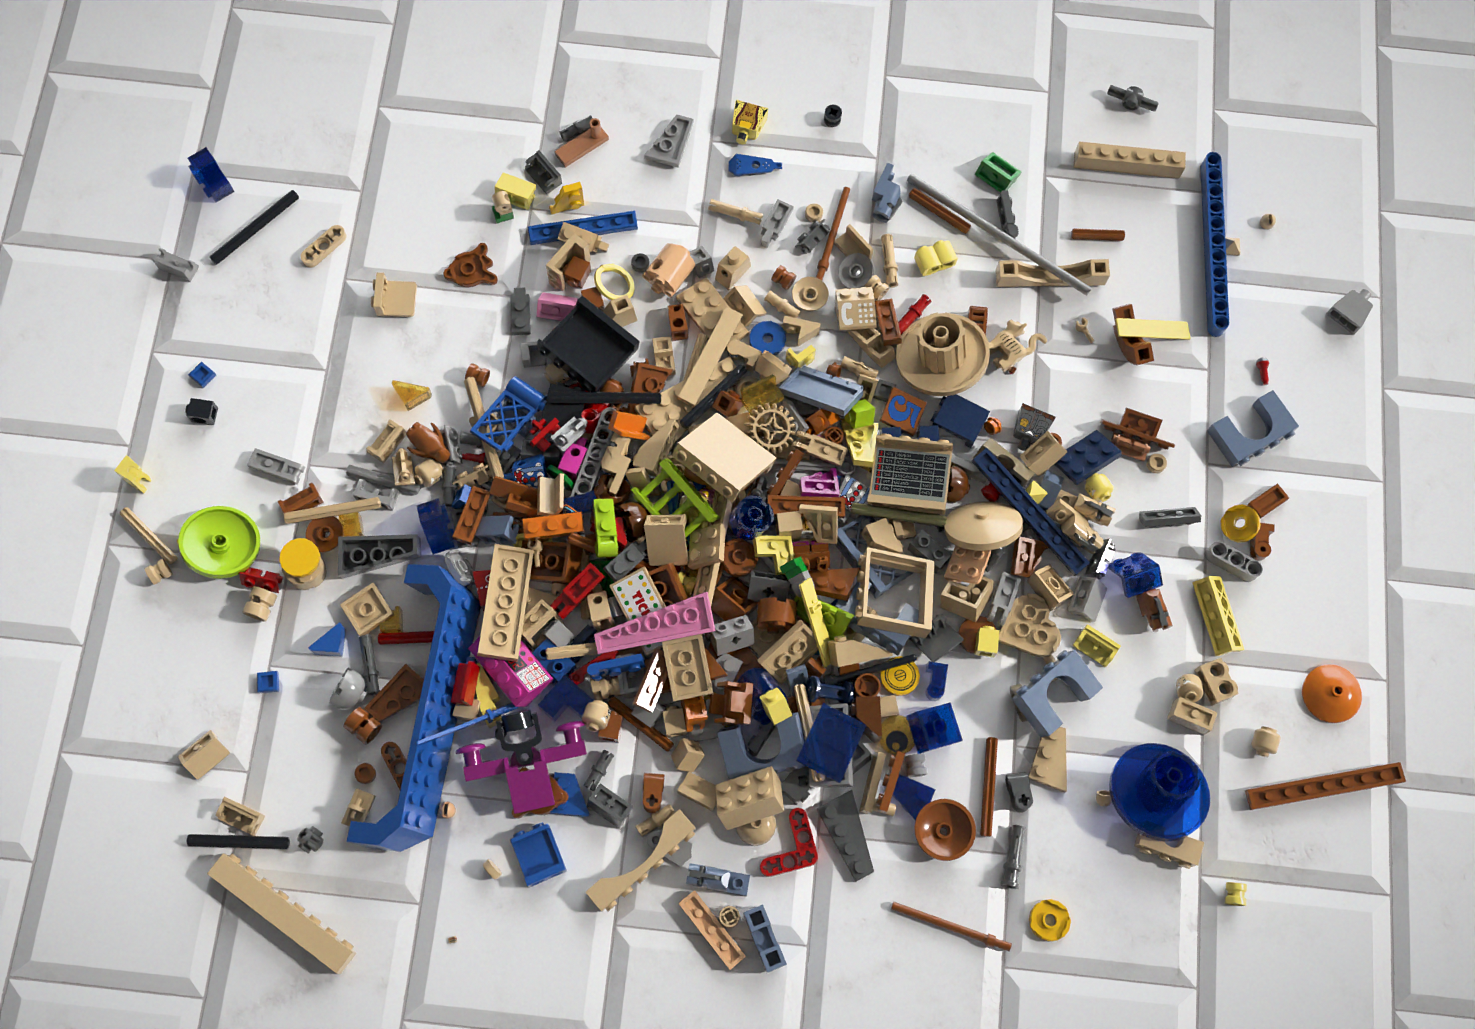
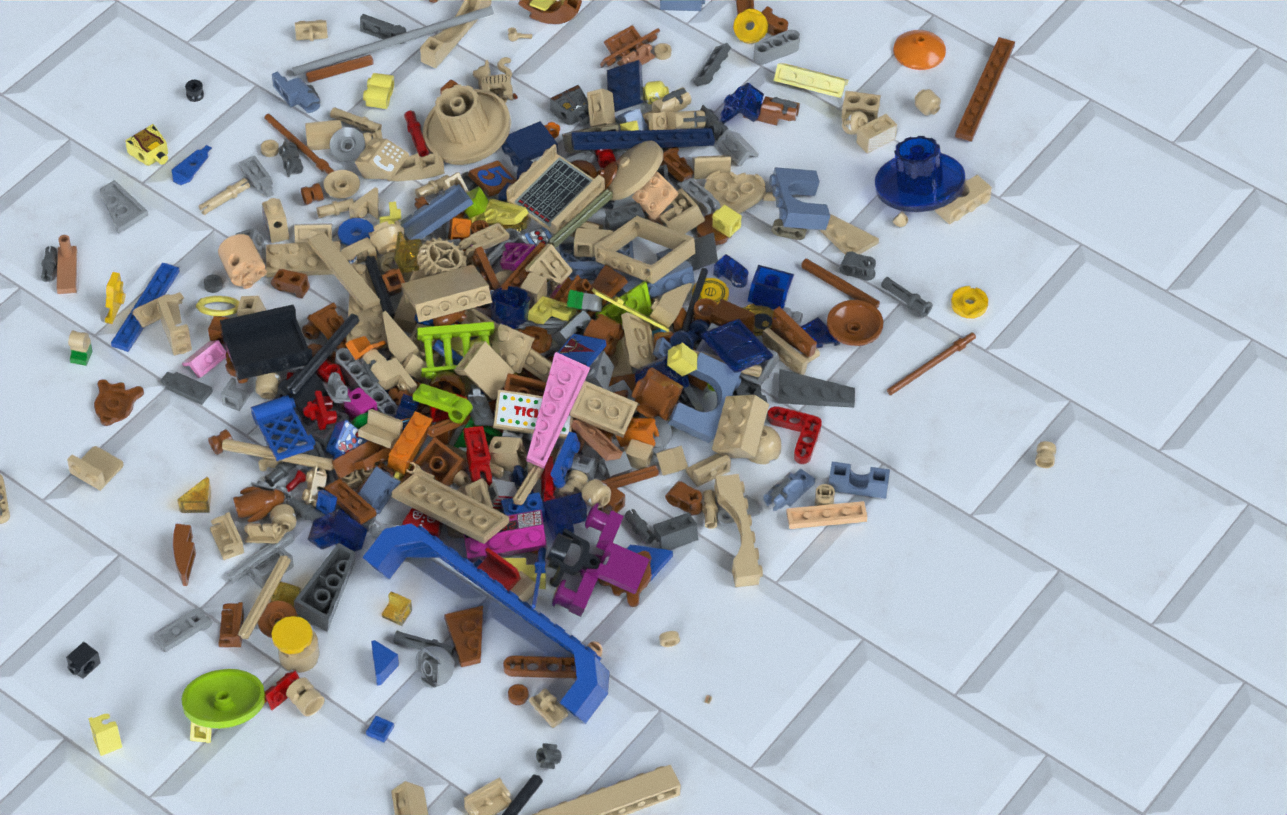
camera: 55 degrees left, 20 degrees down
(148, 536) = (168, 758): tan axle -> none
(158, 571) = (211, 762): tan wheel -> none
(202, 374) = (44, 648): blue tile -> none
(348, 418) = (184, 551): none -> dark orange slope
(360, 724) = (476, 671): dark orange wheel -> none
(367, 609) = (373, 621): tan plate -> none
(405, 637) = (419, 607): red axle -> none
(518, 190) = (61, 333): light yellow hinge -> none
(538, 854) = (680, 603): blue panel -> none
(543, 172) = (70, 306): dark grey hinge -> none
(577, 272) = (187, 318): dark orange brick -> none
(664, 353) = (307, 305): tan slope -> none
(697, 350) = (331, 288): tan axle -> none
(739, 608) = (583, 349): none -> blue tile
(888, 322) = (413, 146): dark orange tile -> none
(963, 161) = (311, 30): none -> tan hips
(964, 506) = (608, 173): none -> dark orange dish
(994, 175) = (339, 16): green tile -> none
(1096, 645) = (779, 157): light yellow hinge -> none
(1235, 894) = (1028, 181): light yellow wheel -> none

